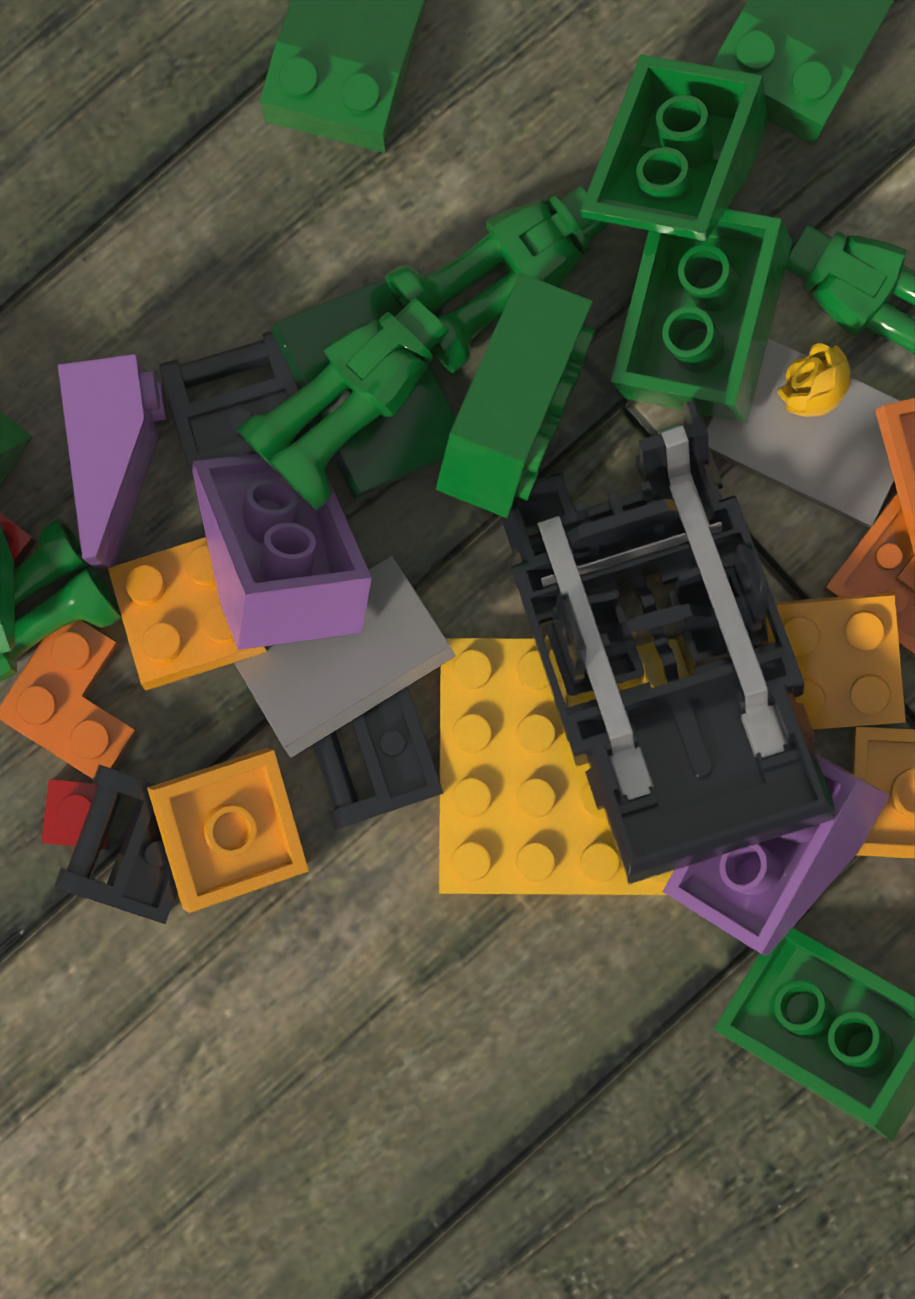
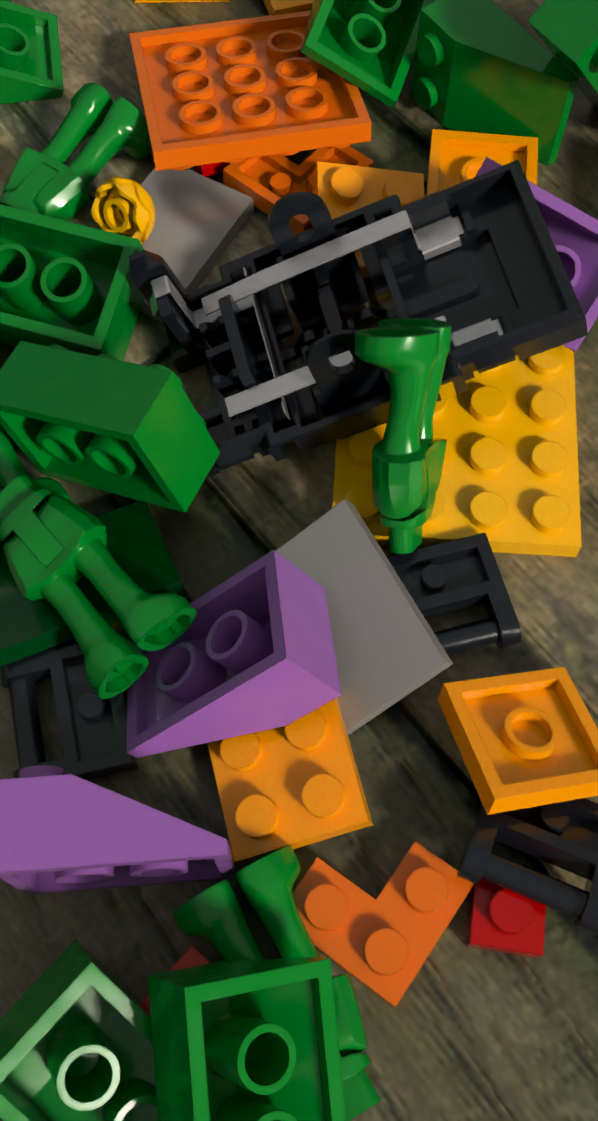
camera: 90 degrees left, 20 degrees down
(549, 697) = (408, 458): none -> green piece

